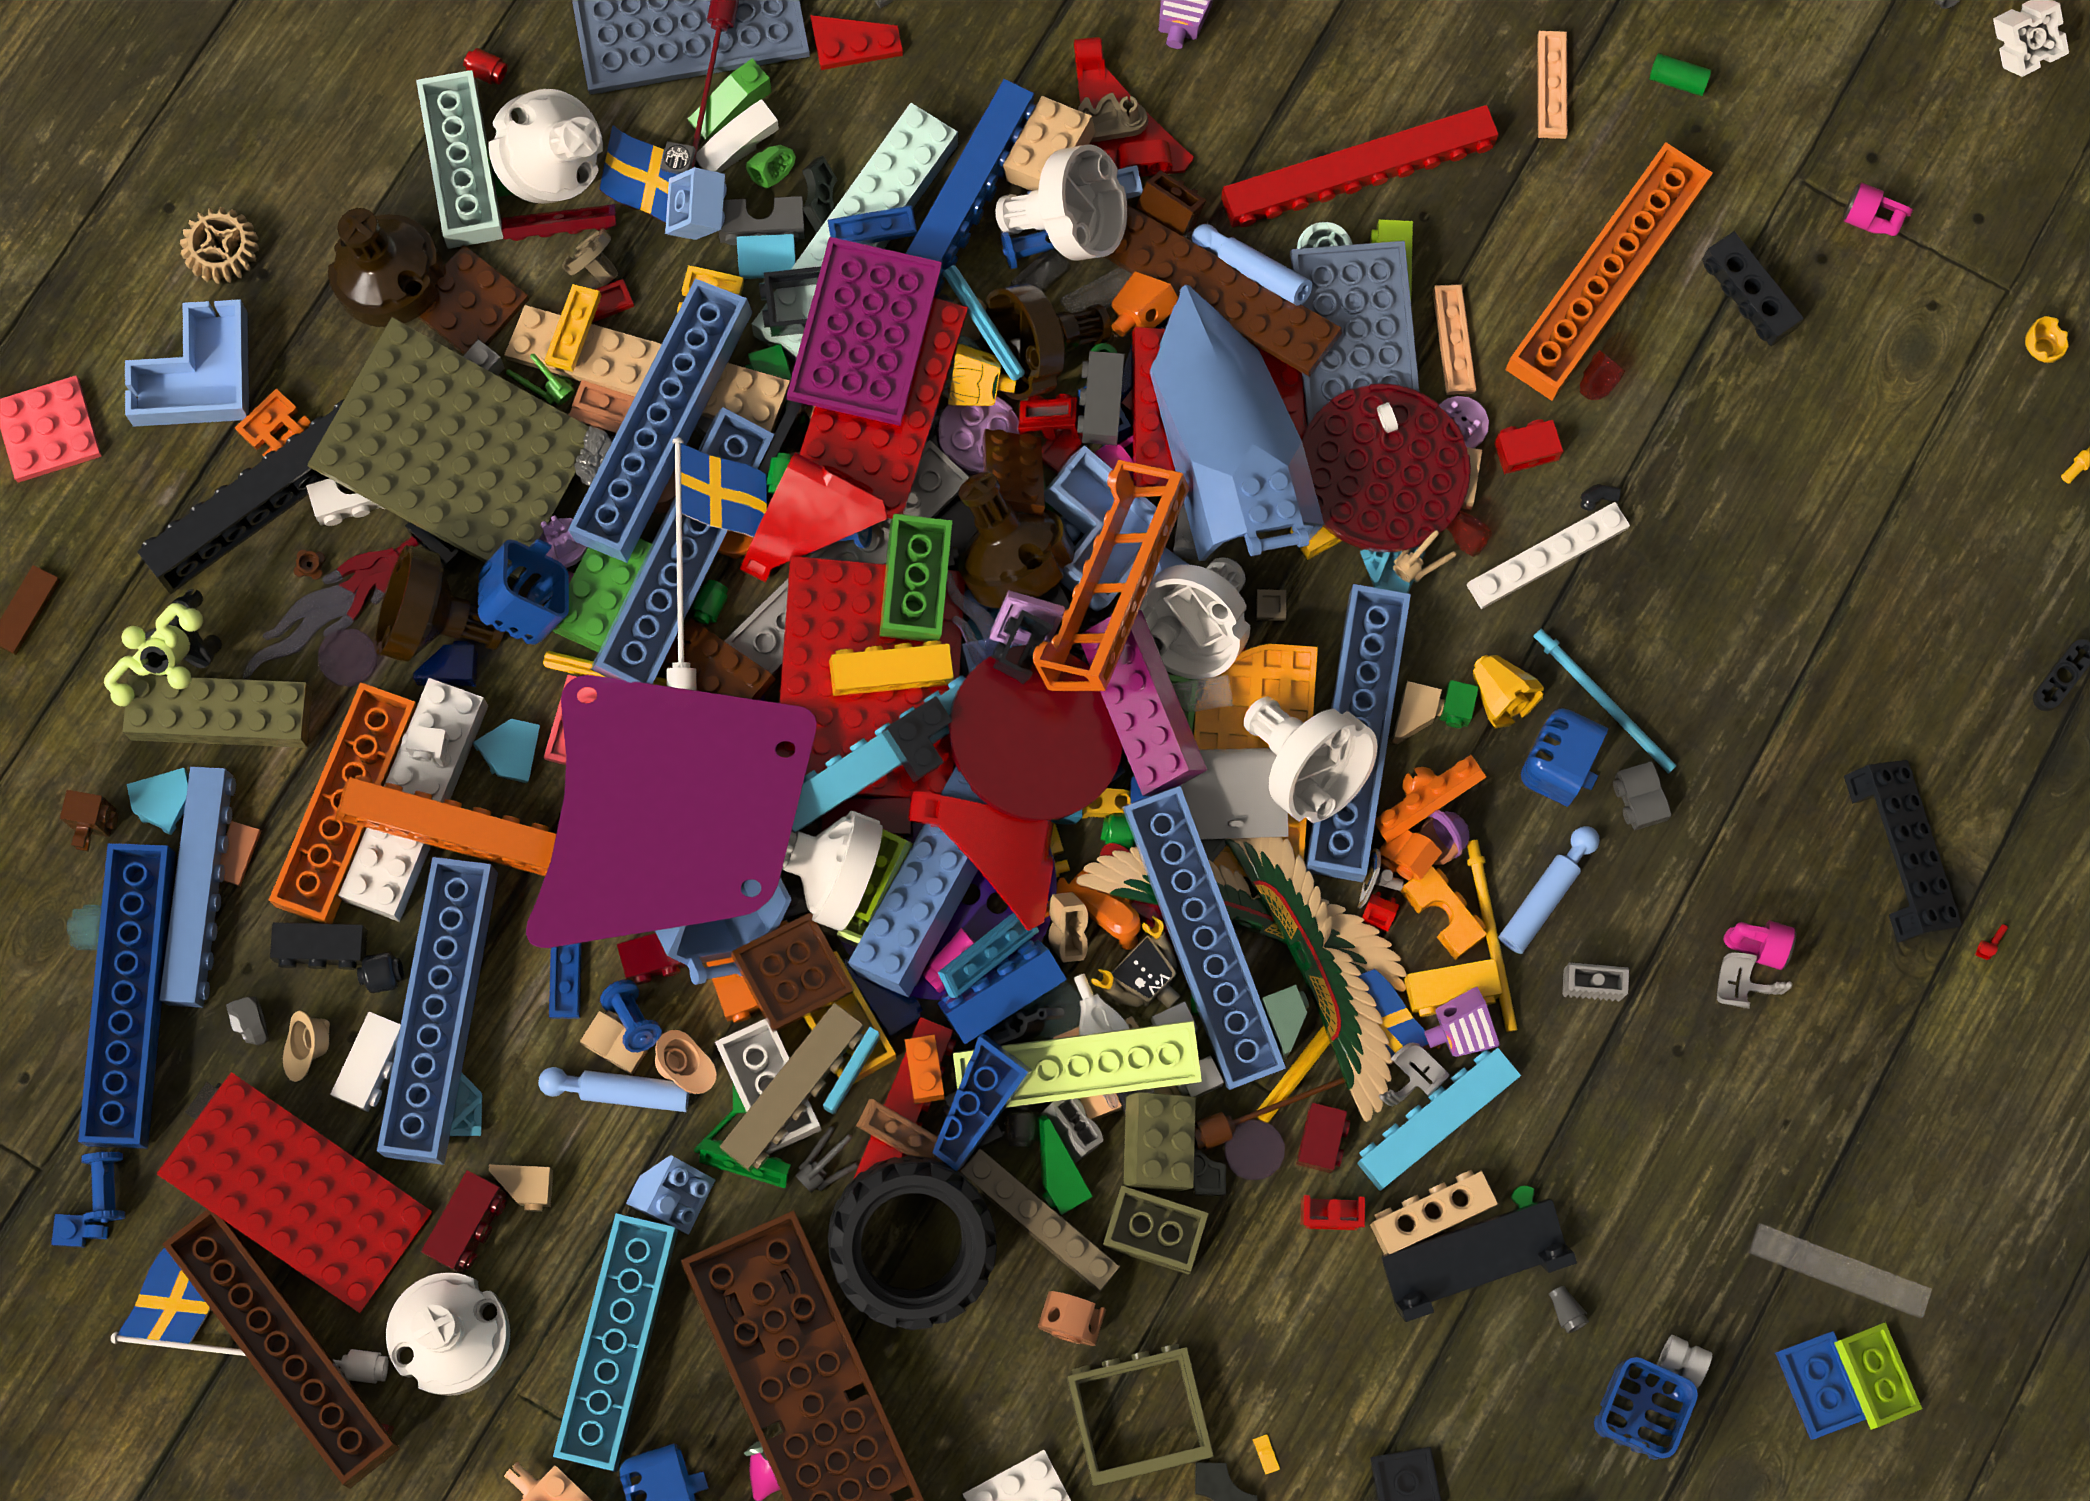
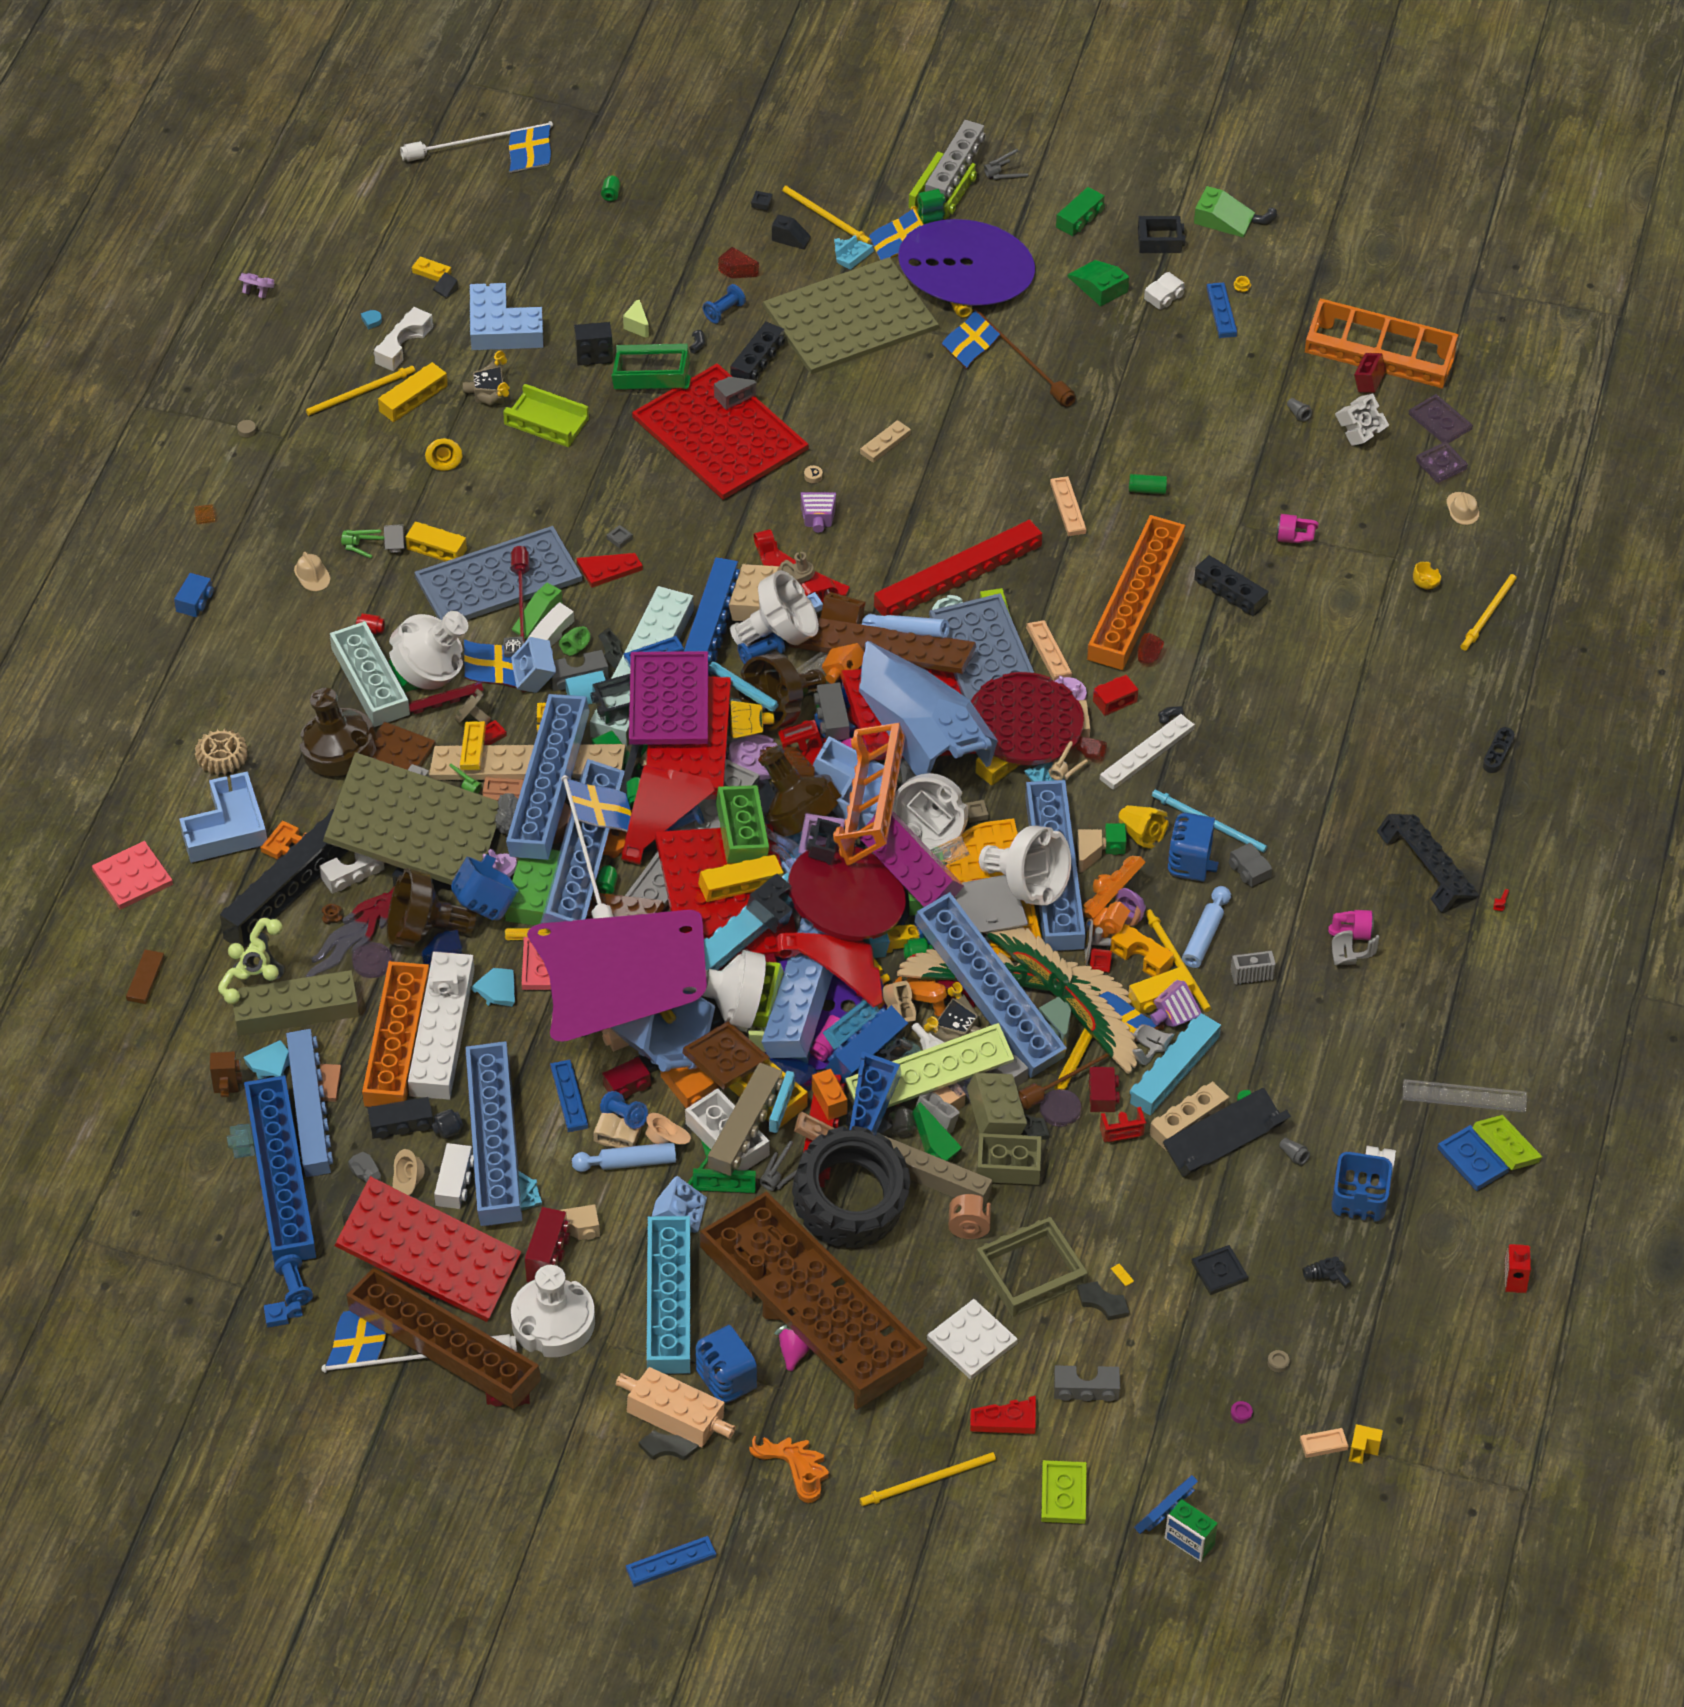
camera: 10 degrees left, 25 degrees down
(446, 825) = (476, 1021): orange brick -> none
(1387, 417) = (1020, 686): white tile -> none

